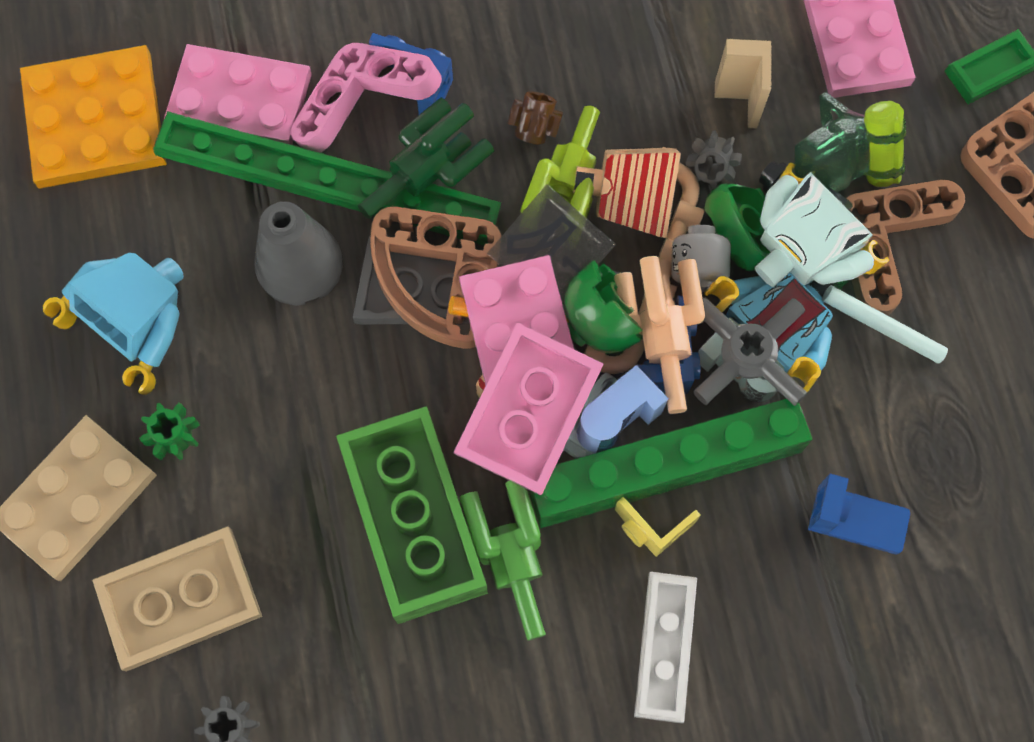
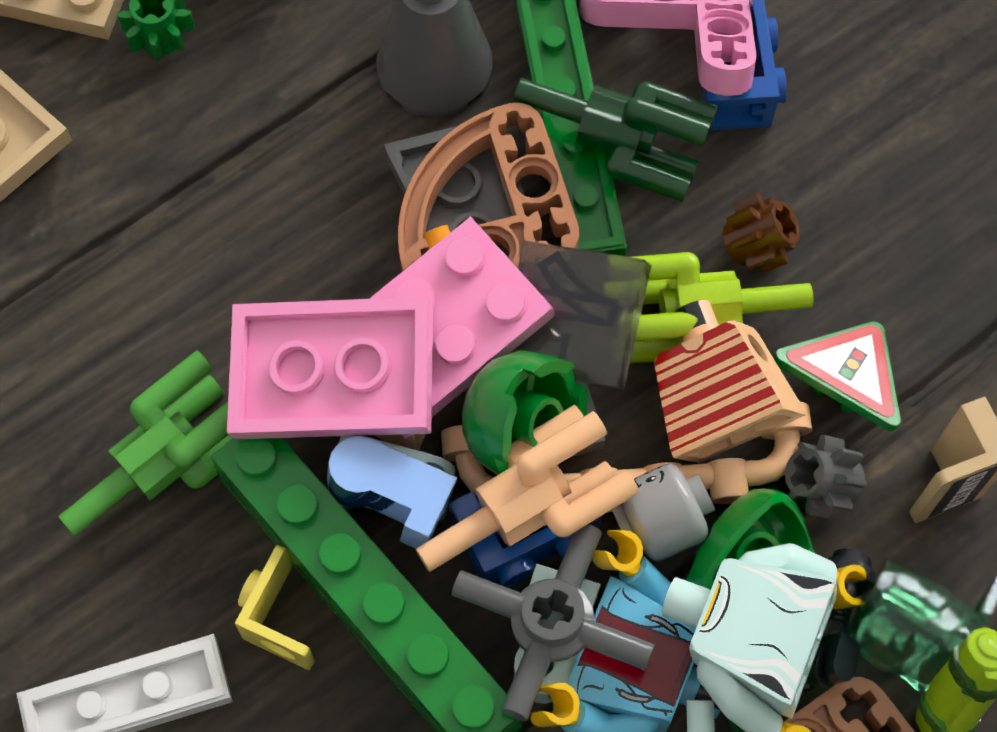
camera: 65 degrees right, 5 degrees down
(412, 515) = (154, 309): bright green brick -> none
(652, 112) = (850, 369): none -> piece

